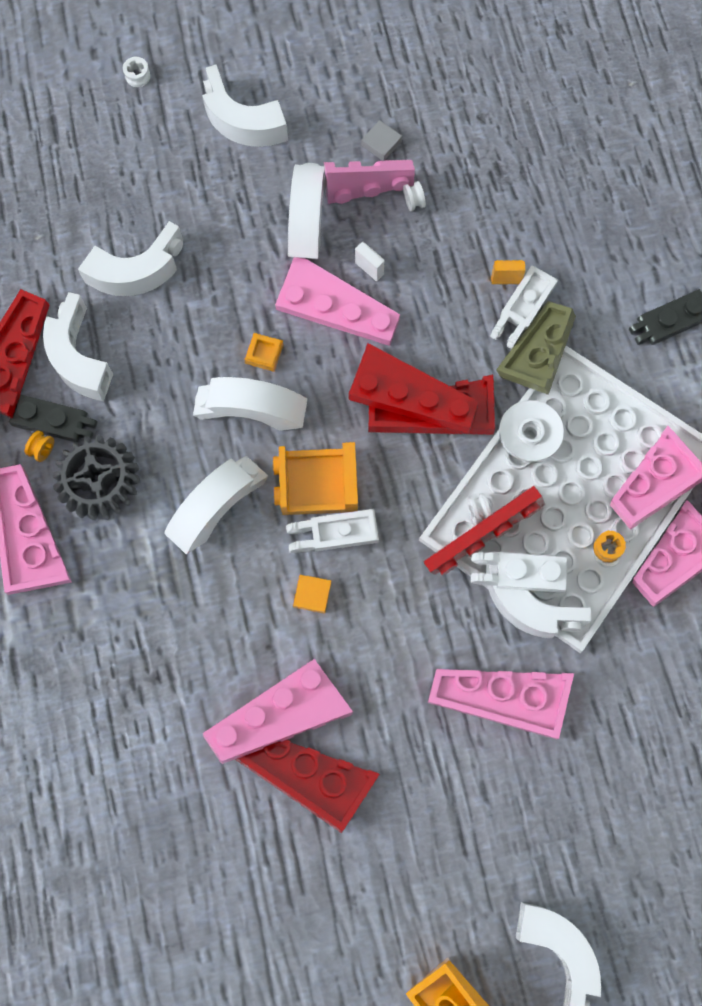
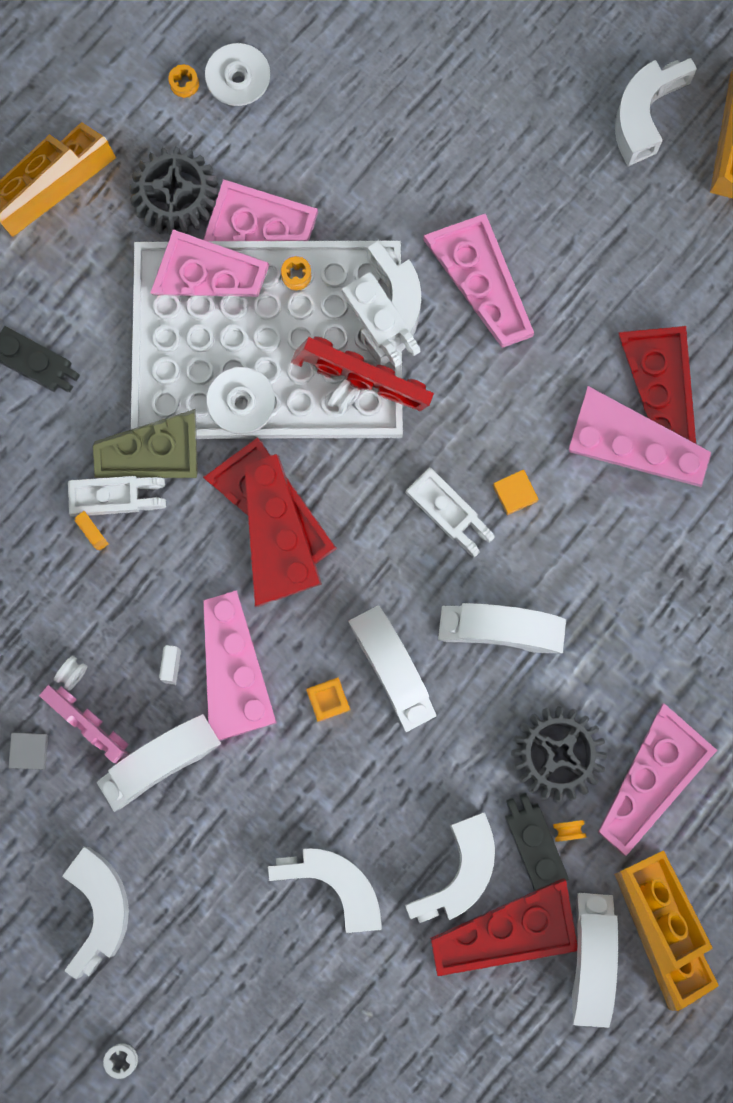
camera: 130 degrees left, 5 degrees up
(316, 480) = (413, 559): light orange panel -> none

